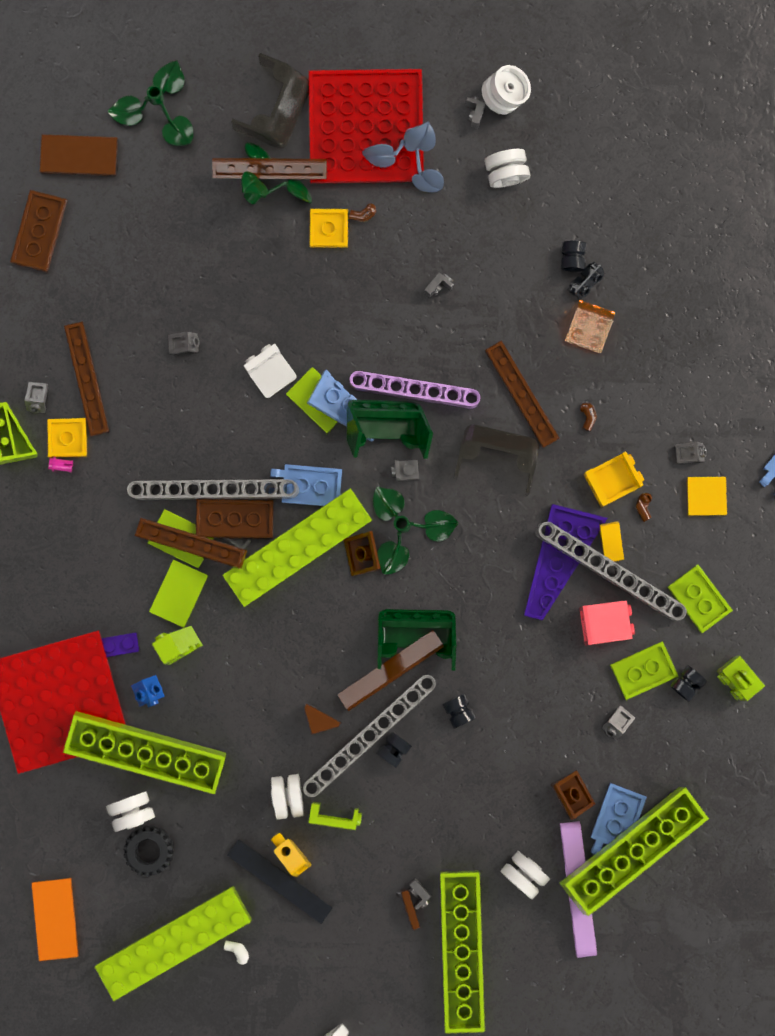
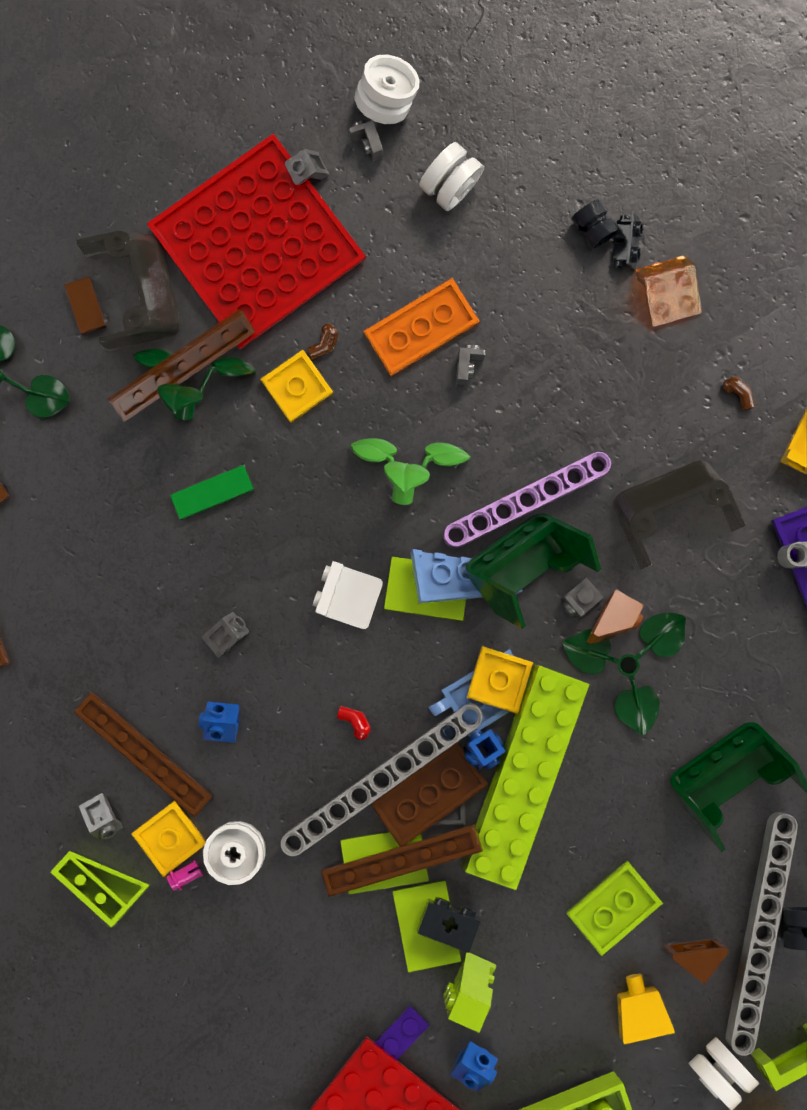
camera: 40 degrees left, 0 degrees up
(88, 466) = (223, 864): none -> white wheel
(144, 391) = (220, 722): none -> blue brick
(182, 592) = (457, 936): none -> black brick
(224, 447) = (358, 721): none -> red arm
(234, 255) = (212, 492): none -> green tile
(239, 94) = (85, 305): none -> reddish brown tile
(266, 730) = (641, 1012): none -> yellow torso
(288, 510) = (491, 743): none -> blue brick
(294, 661) = (614, 908): none -> lime tile
(322, 482) = (499, 680): none -> yellow tile
(351, 325) = (407, 476): none -> bright green plant
(362, 553) = (604, 729): reddish brown slope -> none
(390, 670) = (733, 834): tile -> none
(415, 138) = (333, 206): sand blue plant -> none
(416, 495) = (616, 618): none -> slope
(427, 102) = (306, 165): none -> flat silver bracket
(427, 245) = (421, 327): none -> orange tile
(522, 394) = (648, 420): reddish brown tile -> none

